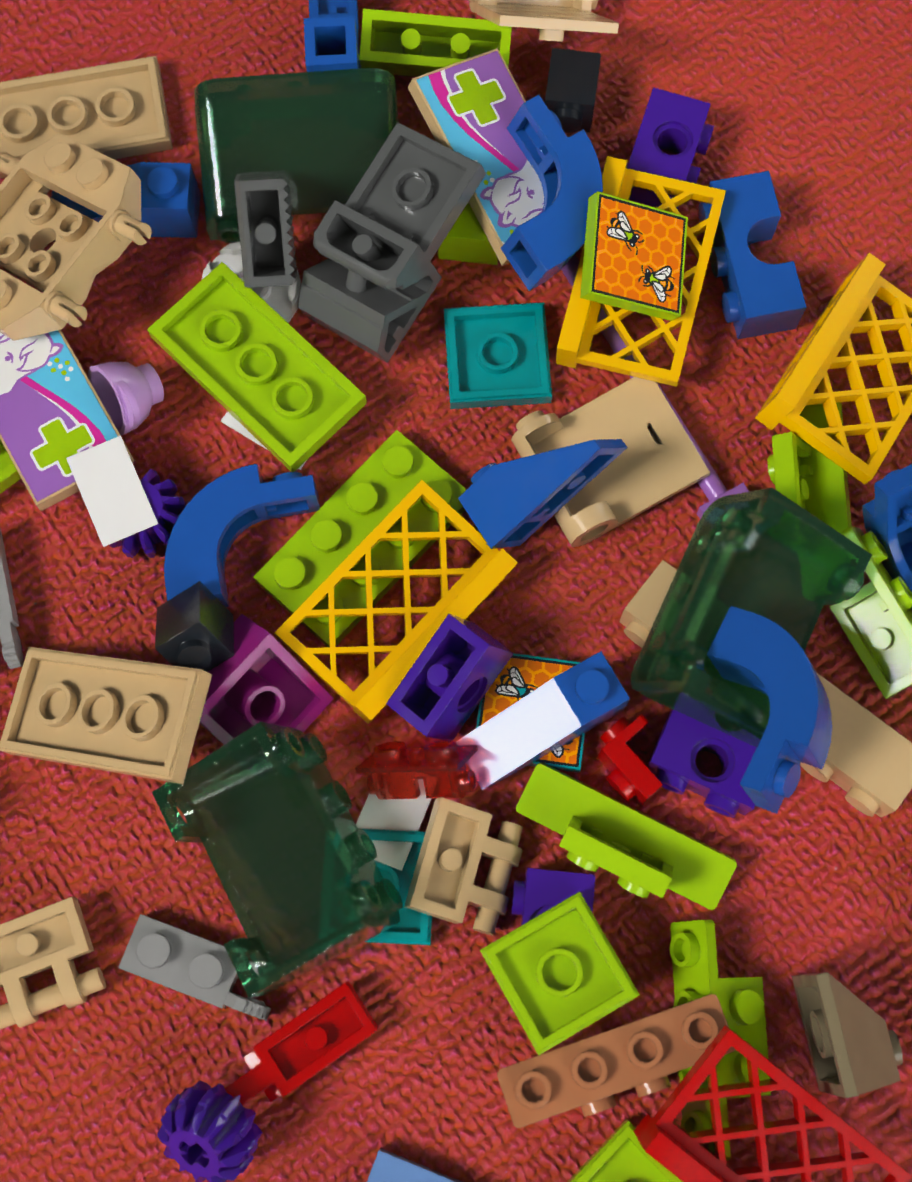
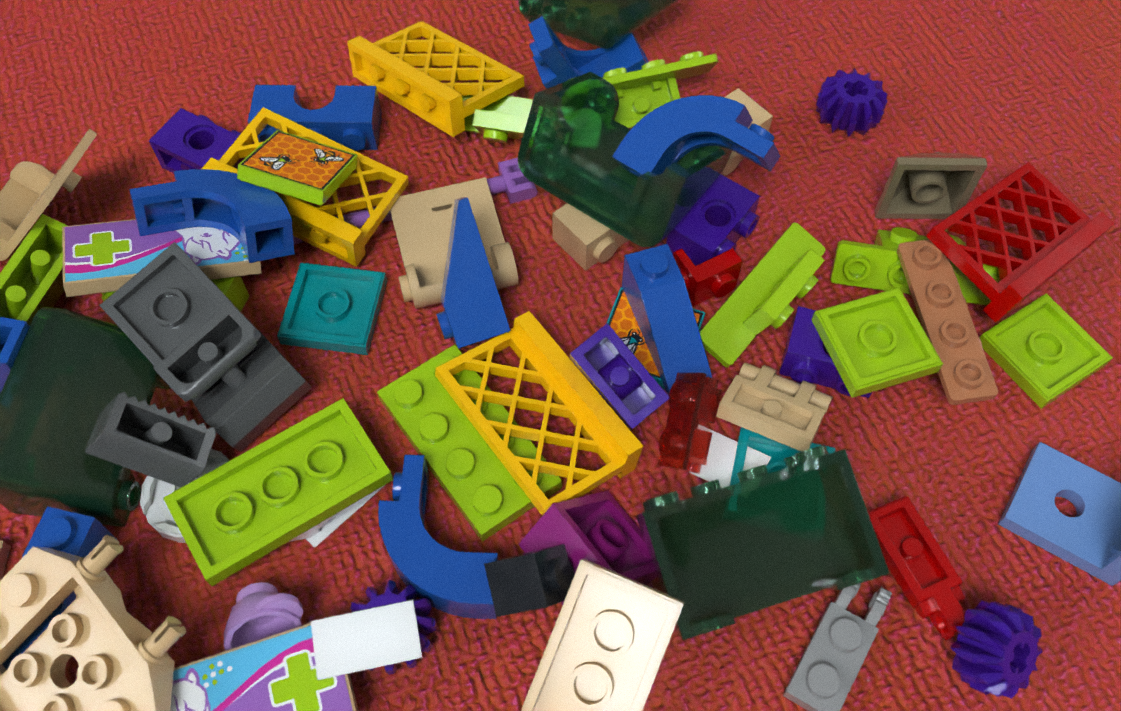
camera: 80 degrees left, 15 degrees down
(573, 88) = (109, 197): black brick -> none

